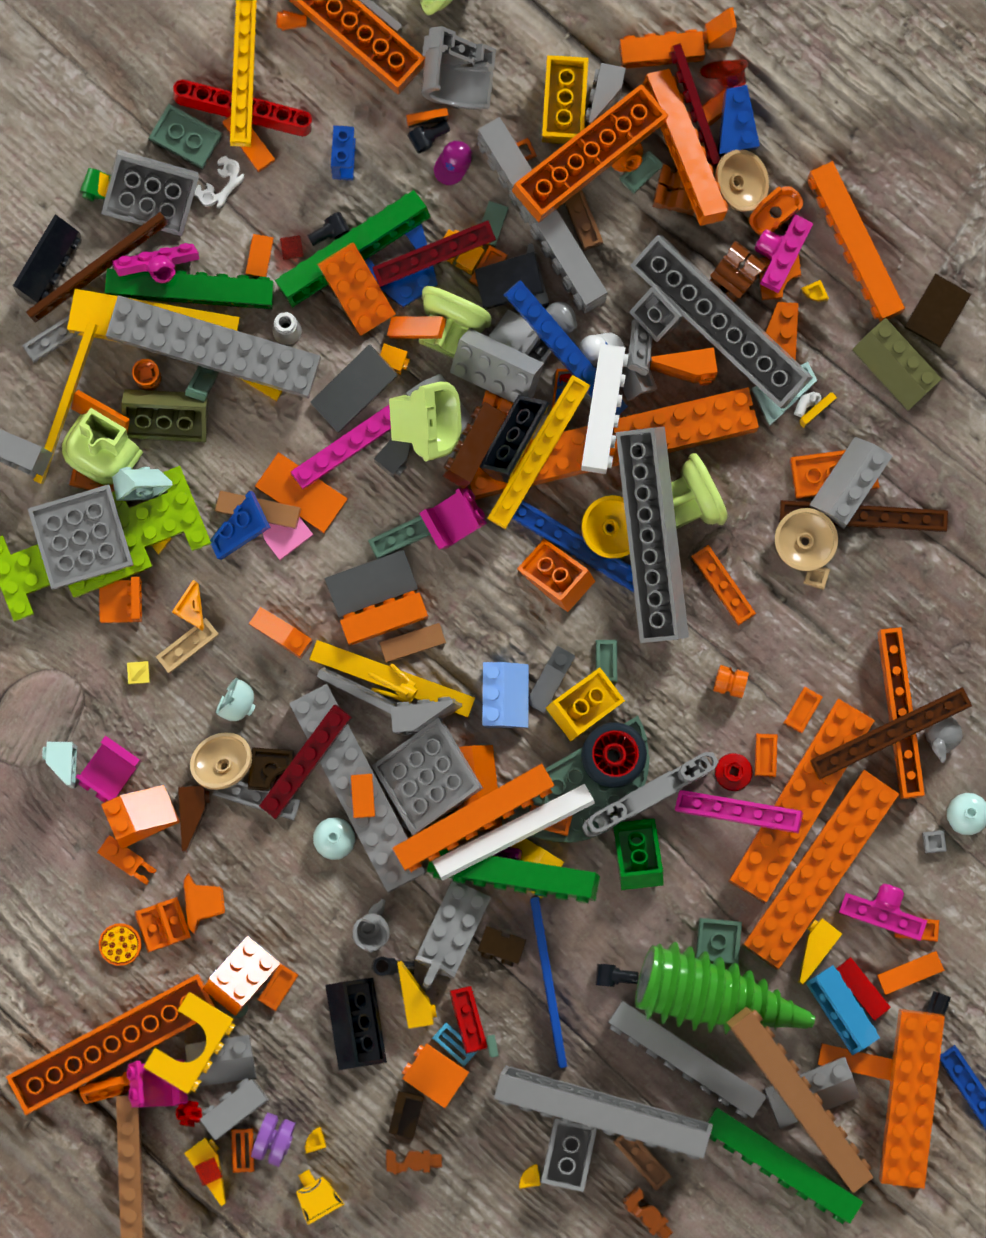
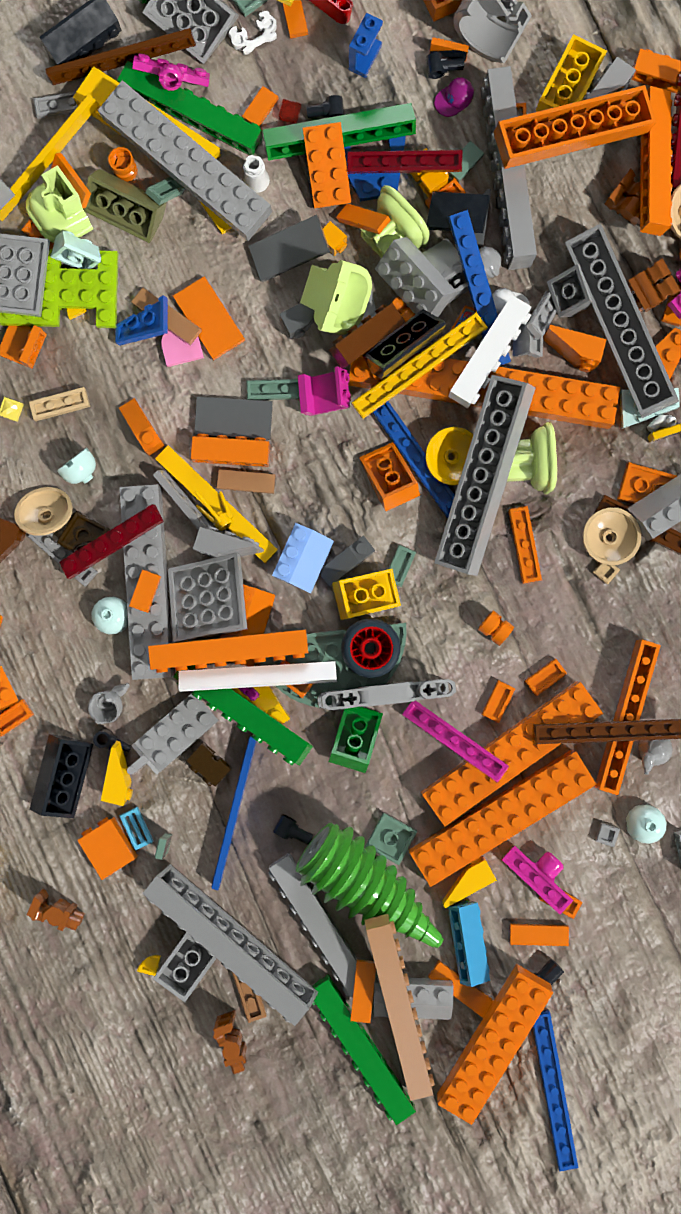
camera: 30 degrees right, 5 degrees up
(190, 607) = (76, 372): light orange tile -> none
(343, 448) = (256, 296): dark pink plate -> none
(406, 1114) = (69, 868): dark brown panel -> none
(468, 1019) = (154, 814): red plate -> none
(583, 221) = (541, 189): medium nougat tile -> none
(630, 161) = (596, 157): orange piece -> none
(648, 168) = (607, 171): sand green tile -> none
(729, 781) = (456, 700): red piece -> none
(757, 1102) = (363, 991): none -> orange tile
(863, 989) = (493, 931): red tile -> none

